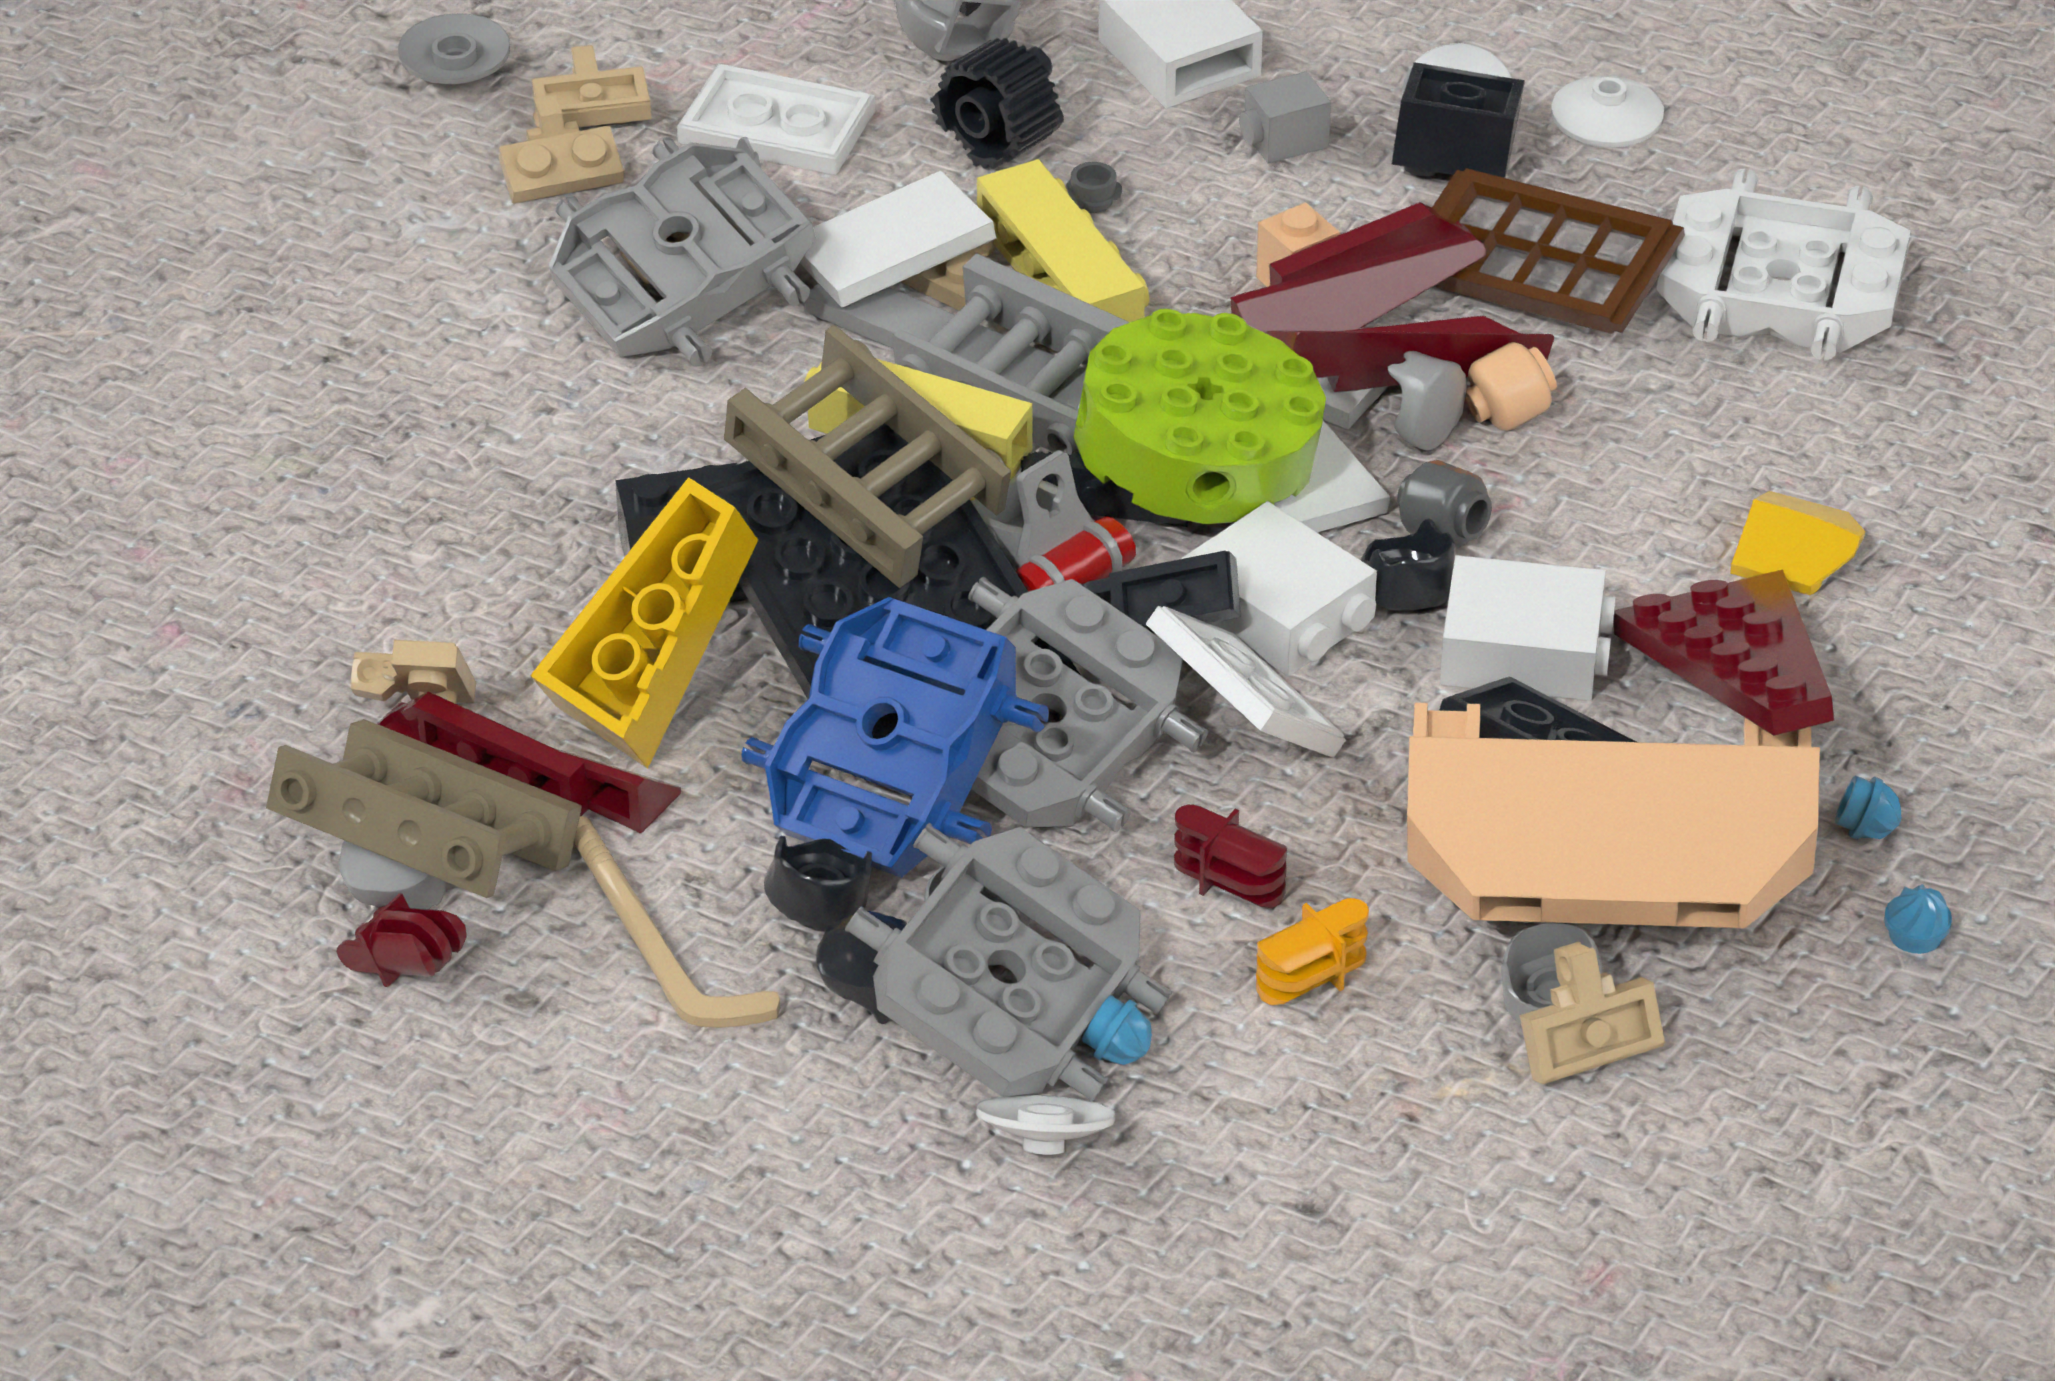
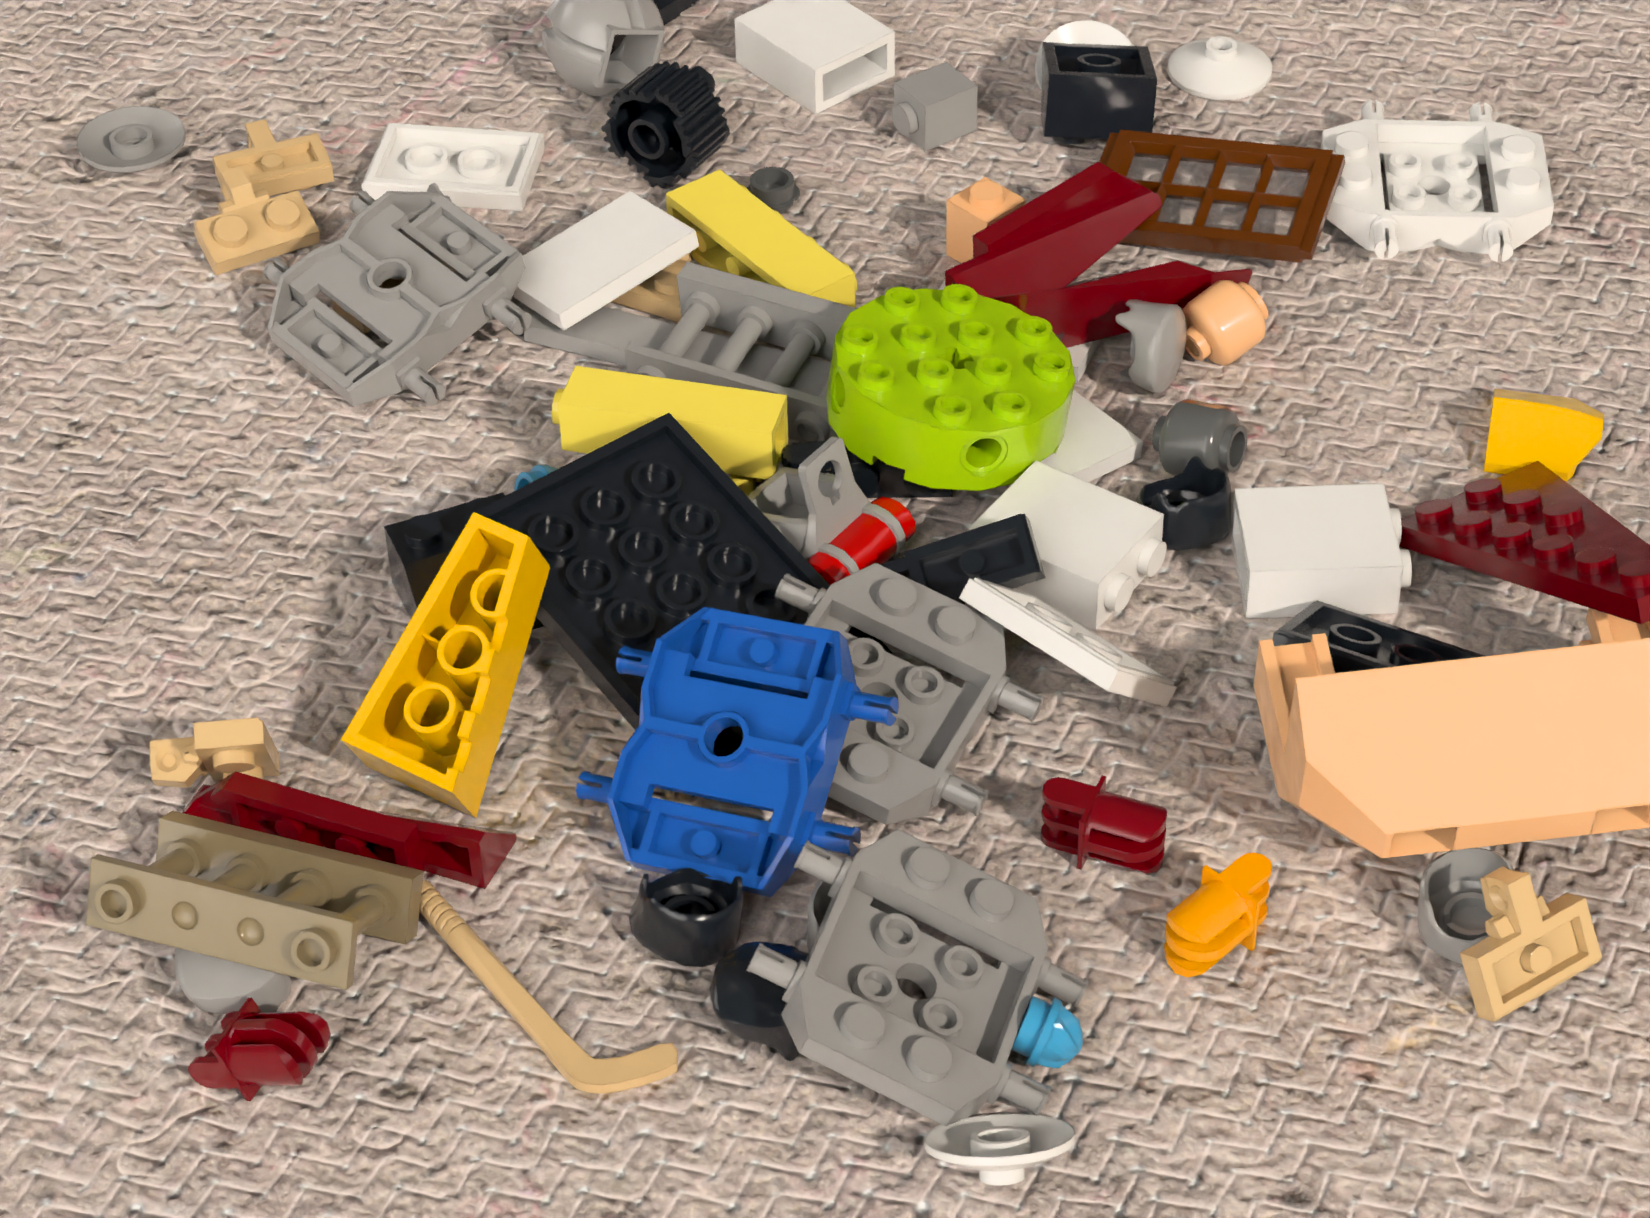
camera: 10 degrees left, 0 degrees up
(850, 503) = (617, 511): dark tan fence -> none

